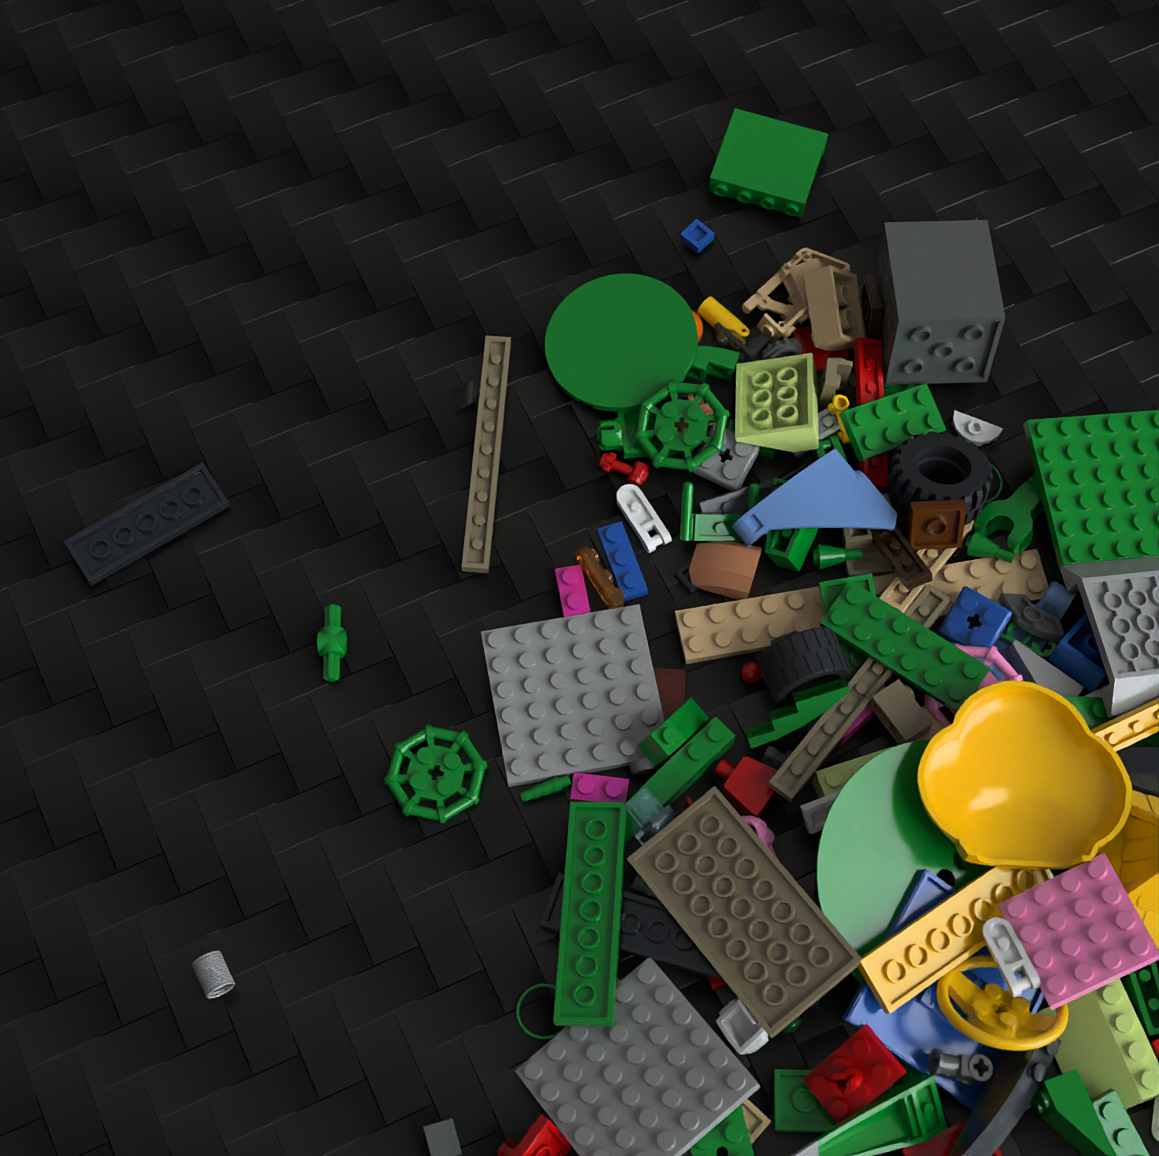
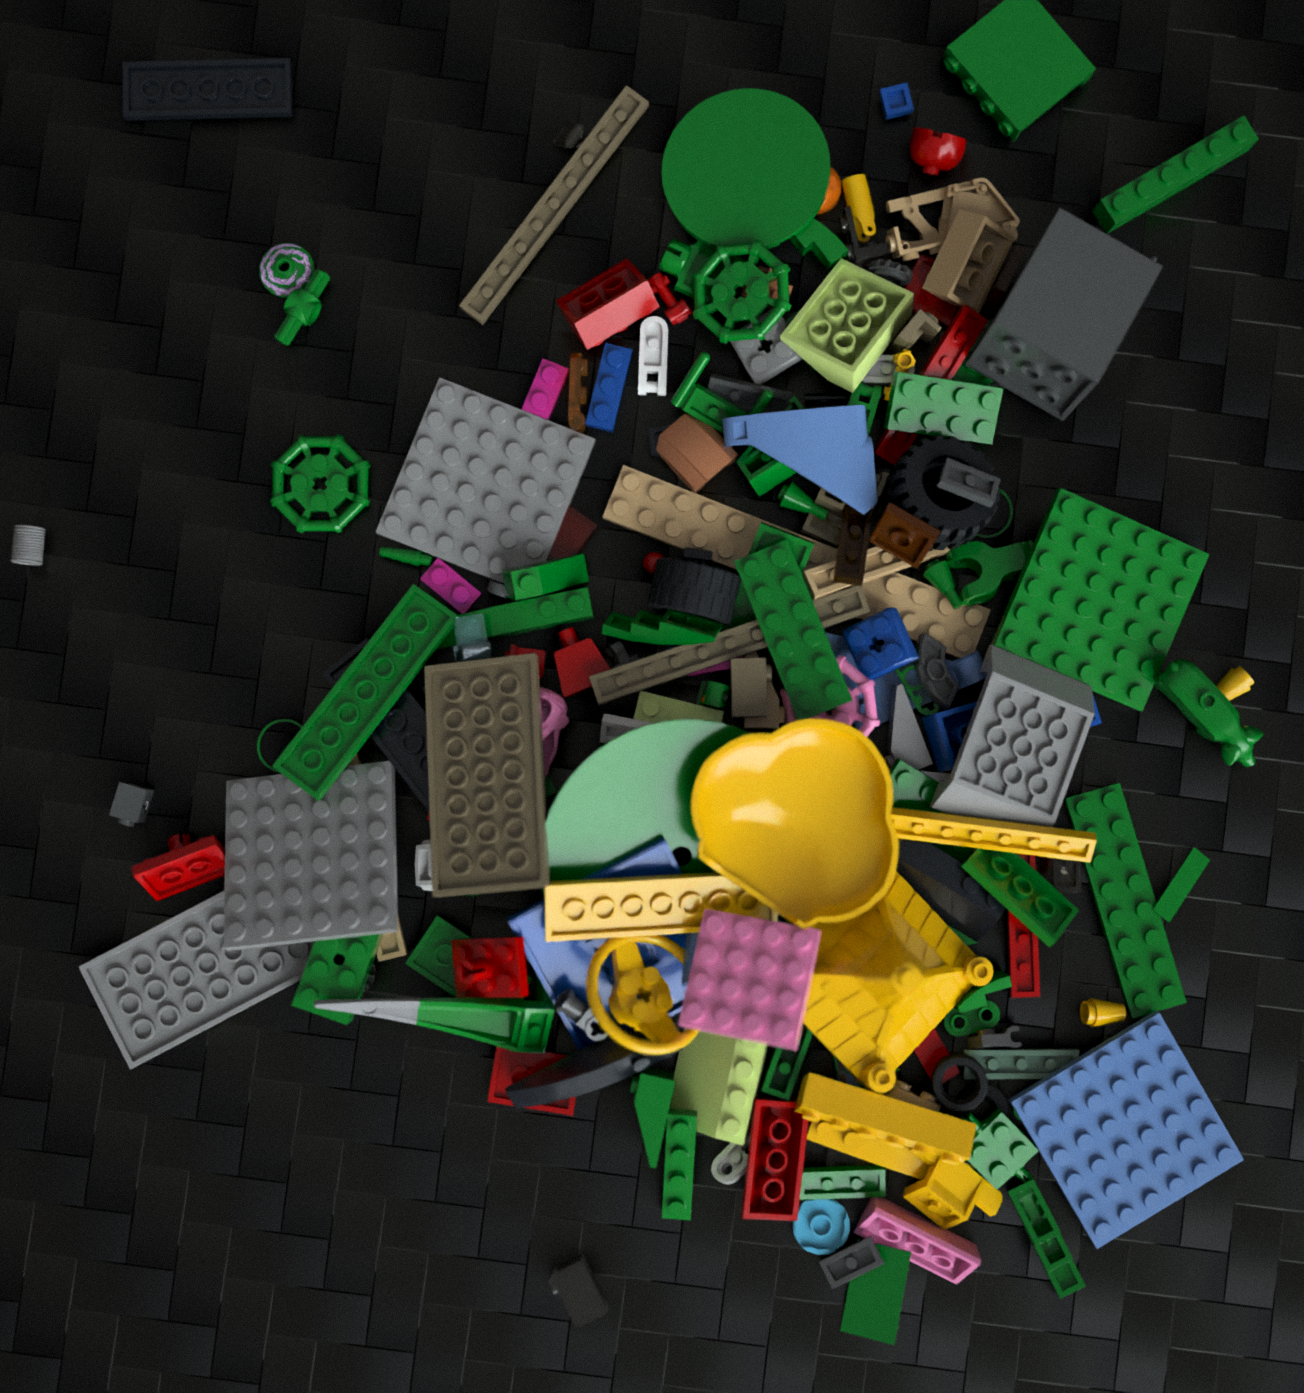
camera: 30 degrees right, 20 degrees up
(298, 635) = (297, 275): none -> dish
(579, 498) = (608, 304): none -> red slope
(752, 250) = (936, 150): none -> red cylinder
(874, 739) = (713, 695): none -> green leg
(939, 166) = (1175, 174): none -> green brick
(957, 455) = (968, 482): none -> dark grey plate
(974, 429) = (1018, 459): white plate -> none
(1009, 956) = (680, 958): white plate -> none

